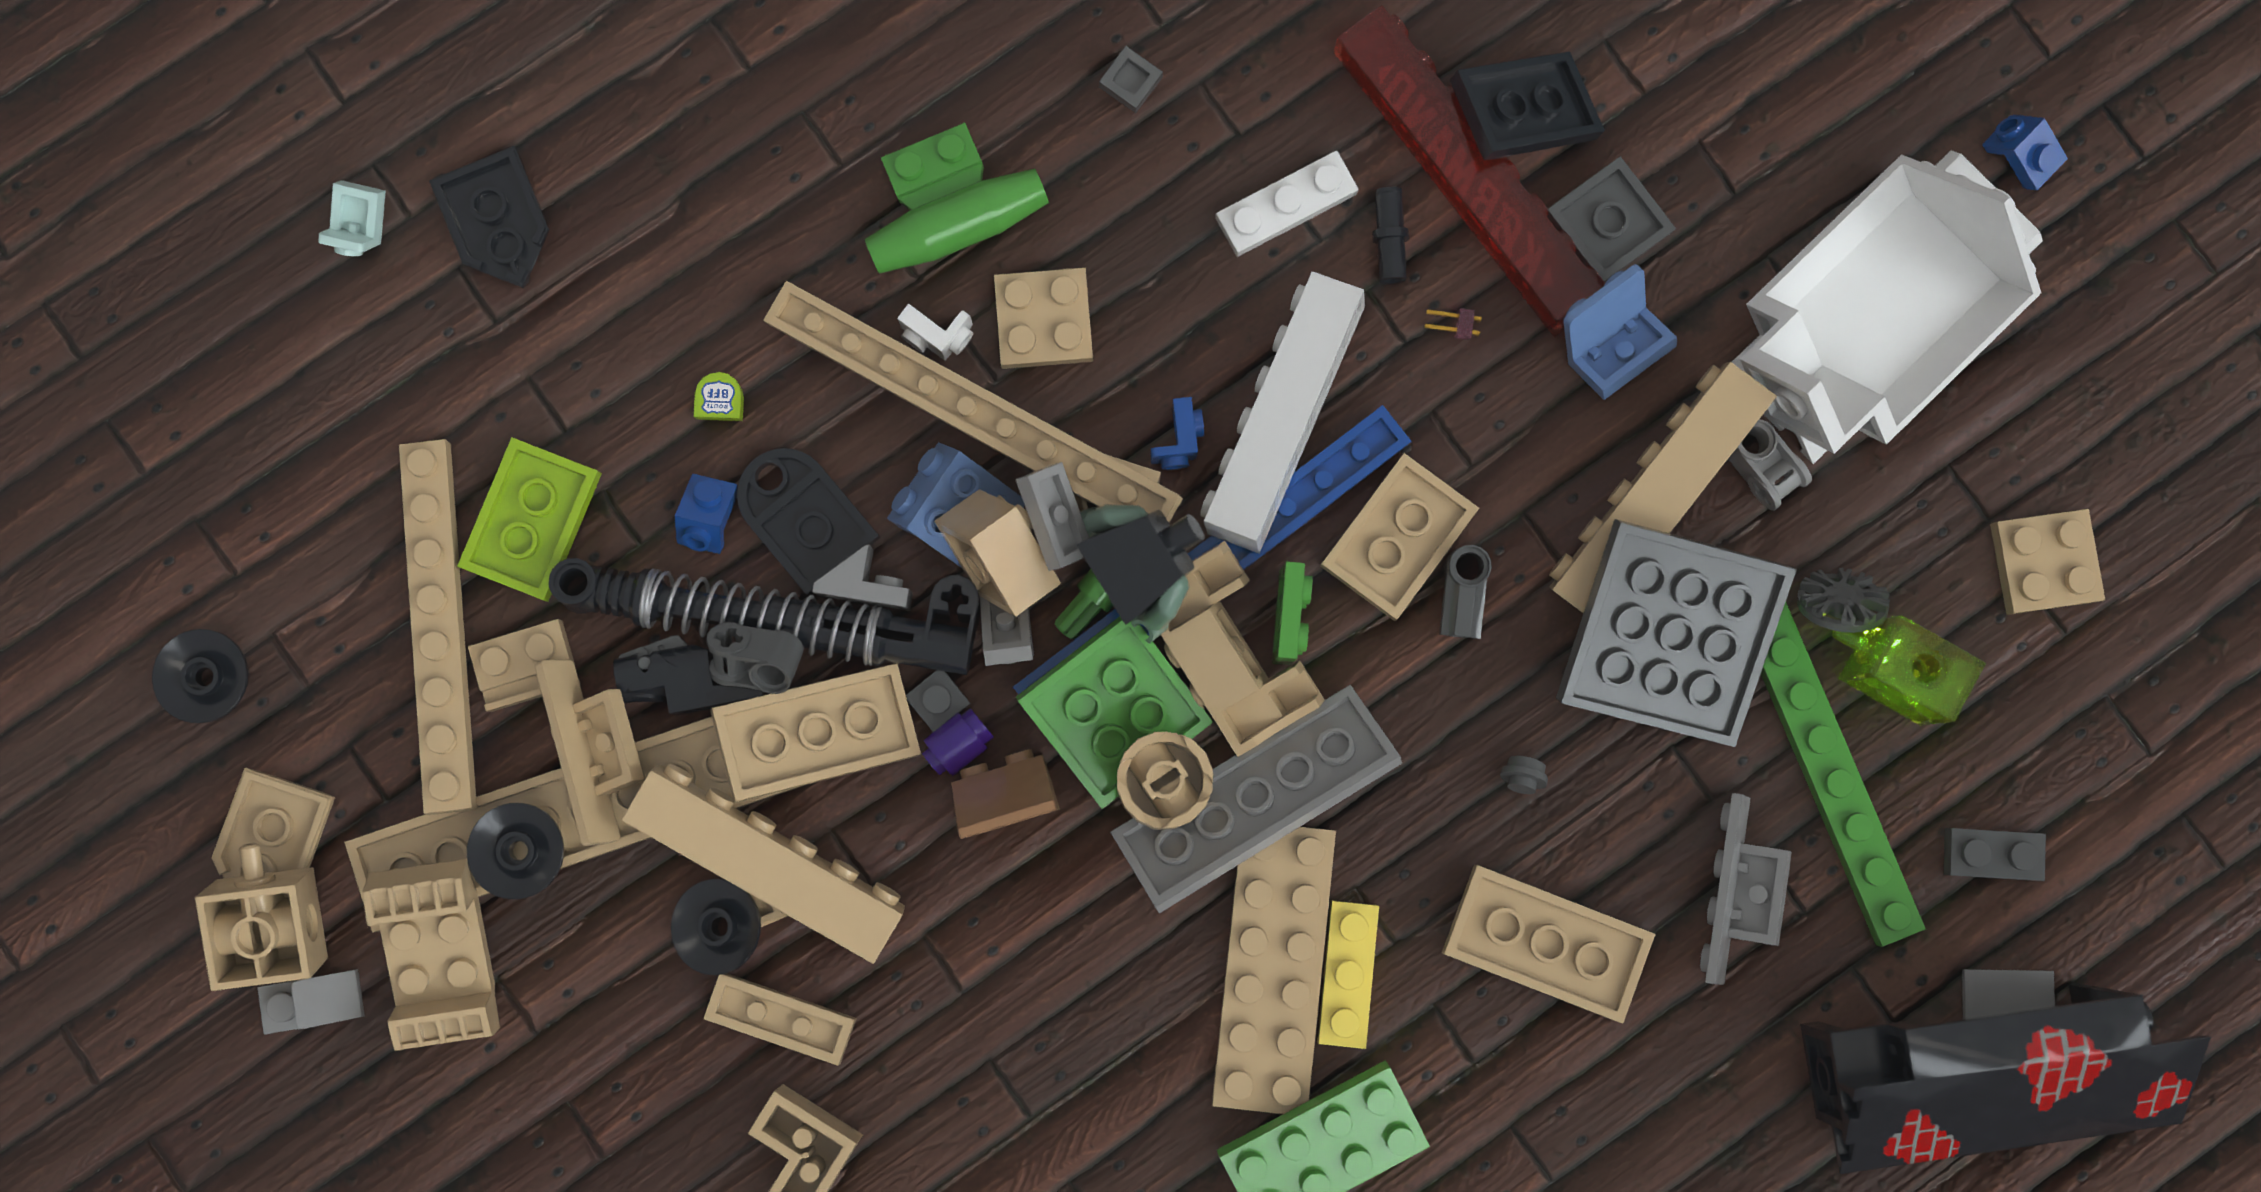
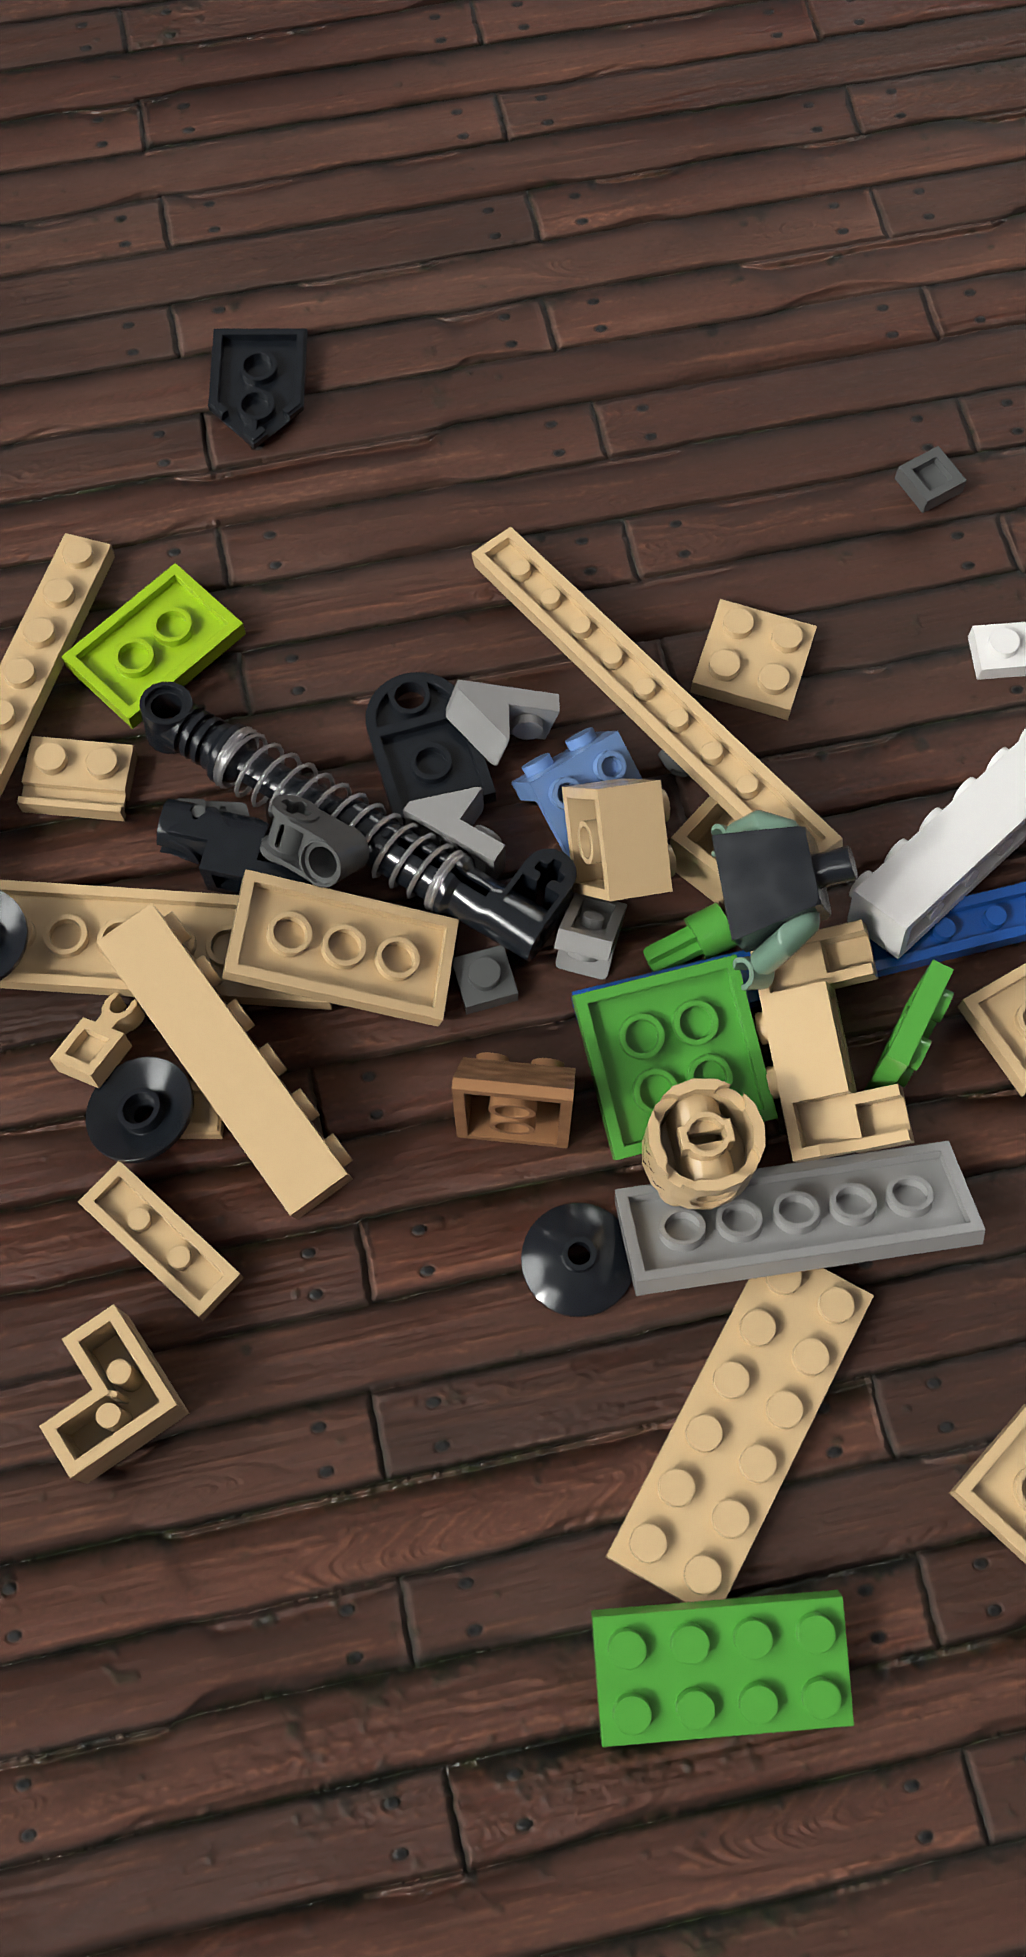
camera: 25 degrees right, 15 degrees down
(354, 219) = (129, 331): light aqua bracket -> none
(592, 748) = (102, 869): tan bracket -> none
(657, 890) = (99, 1046): none -> tan plate
(704, 513) = (326, 704): blue bracket -> none
(718, 398) = (393, 610): tile -> none
(844, 472) = (494, 712): none -> light grey slope
(925, 334) = (653, 636): white bracket -> none
(948, 201) = (703, 519): bright green plate -> none
(956, 743) = (486, 1025): dark purple brick -> none
(1053, 515) = (695, 809): light grey plate -> none
(1077, 899) = (571, 1287): none -> black dish
(1187, 426) = (865, 811): blue bracket -> none
(1348, 974) = (826, 1471): light yellow plate -> none

